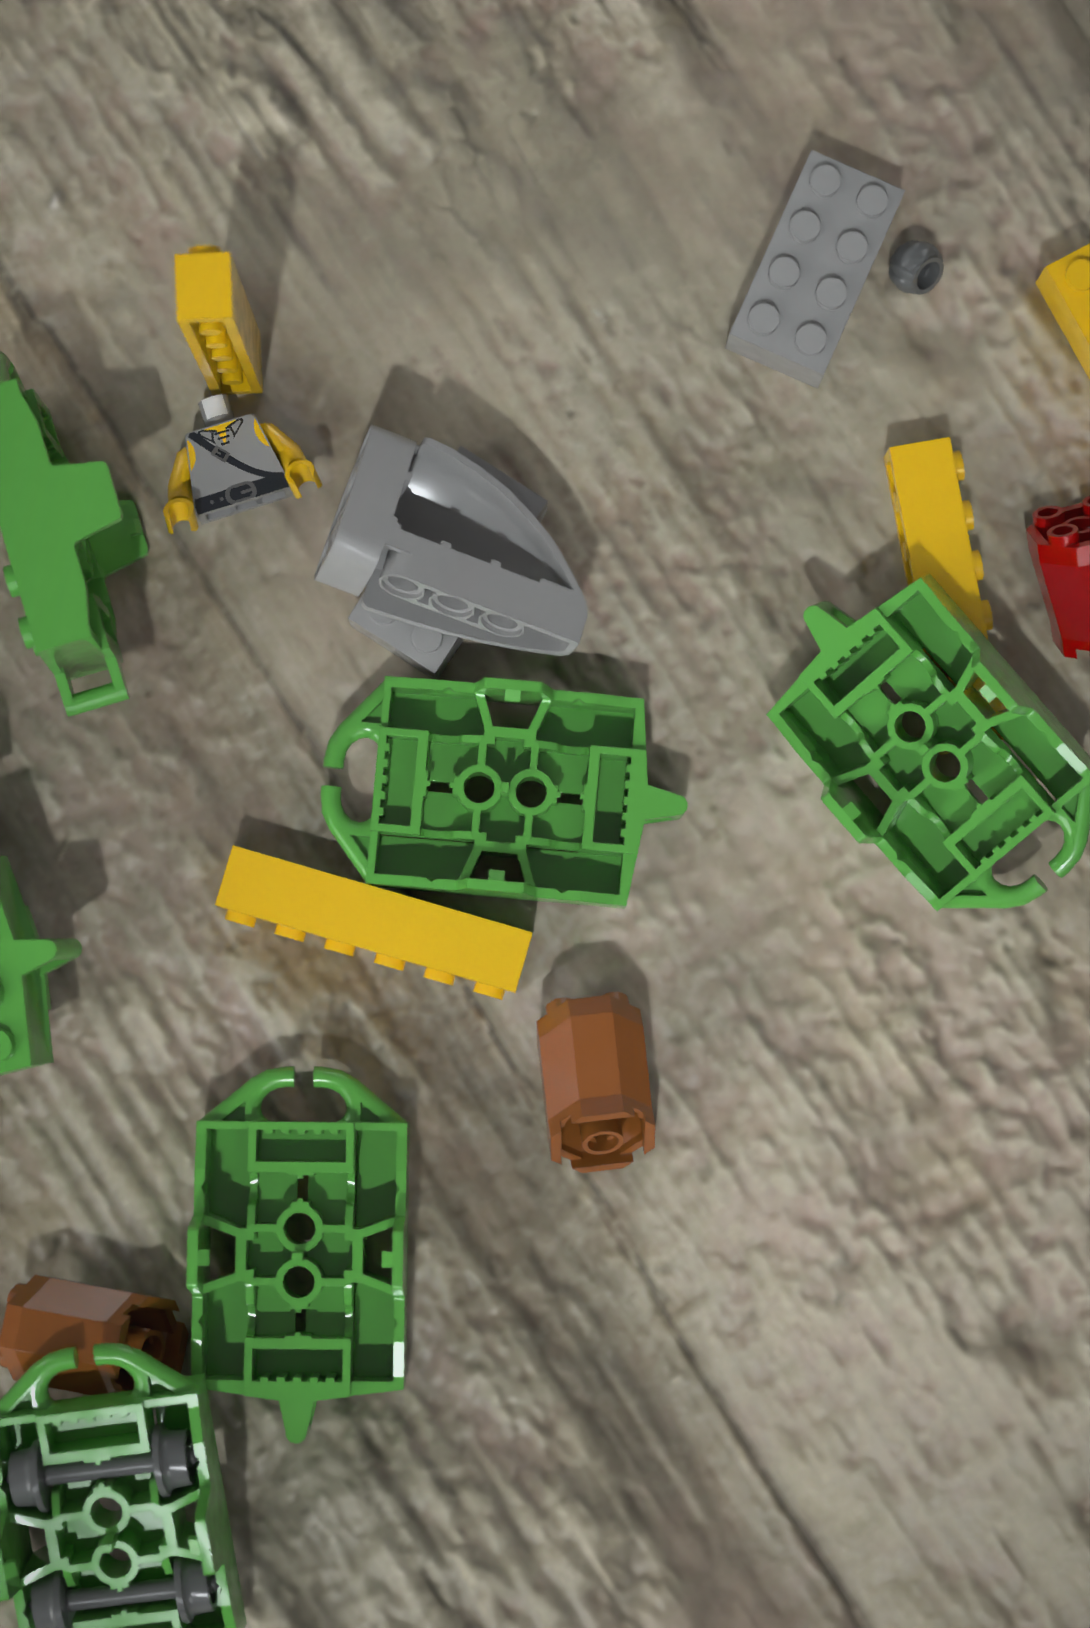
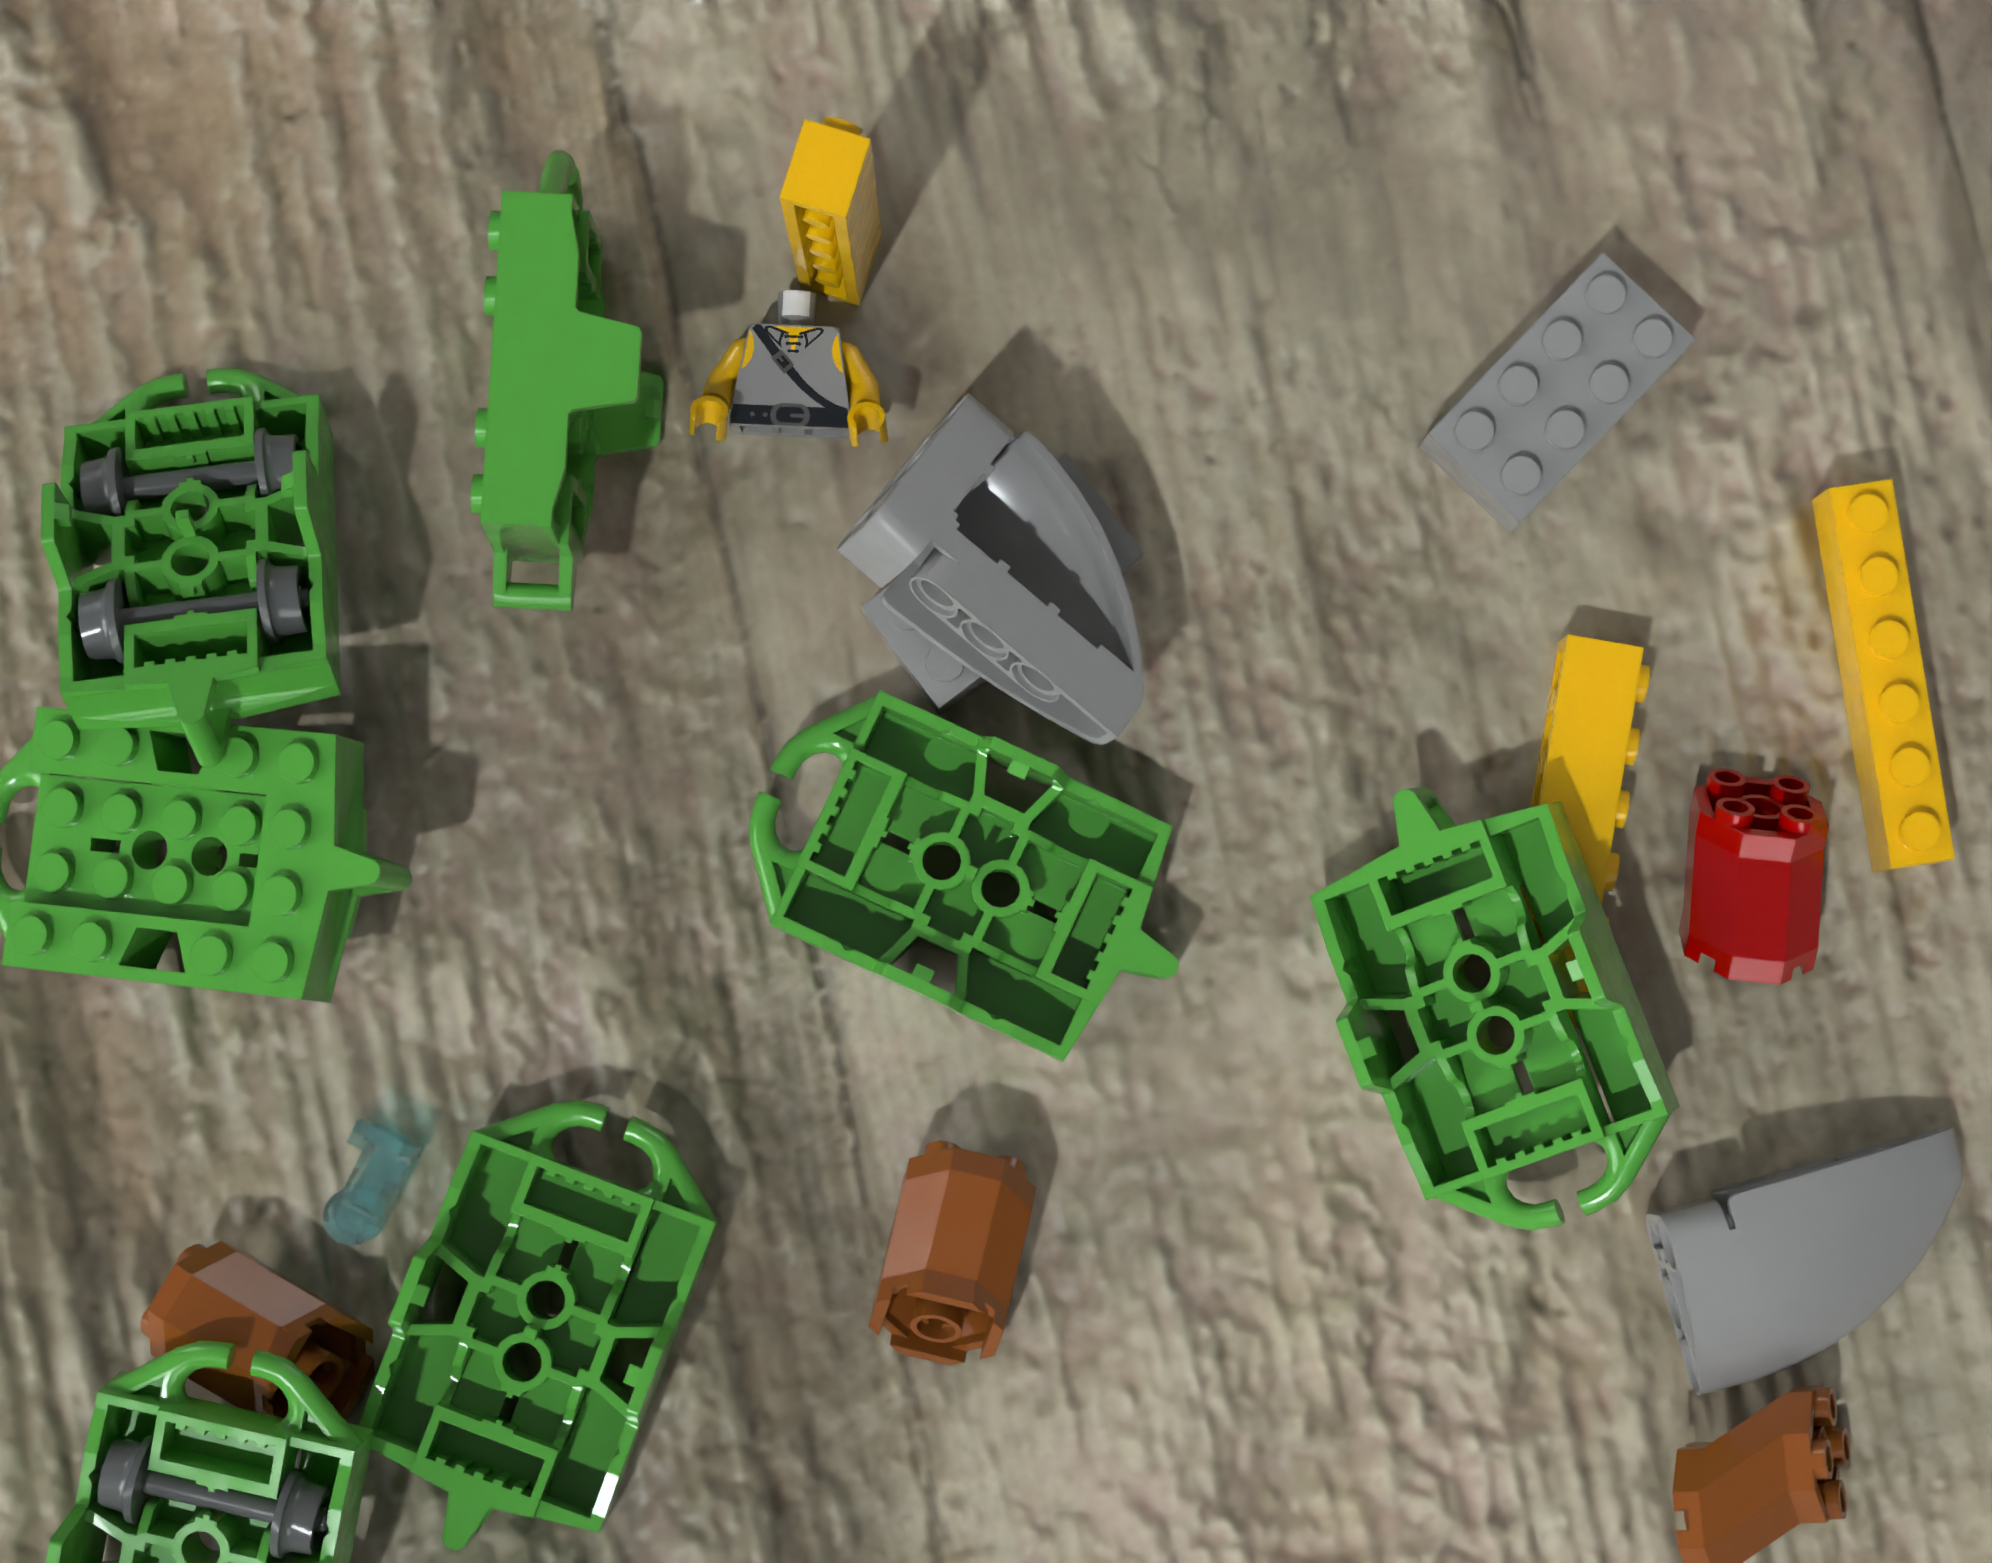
camera: 20 degrees right, 0 degrees up
(136, 1190) = (374, 1185): none -> clear light blue leg
(374, 920) = (763, 970): yellow brick -> none
(916, 267) = (1677, 433): dark grey piece -> none

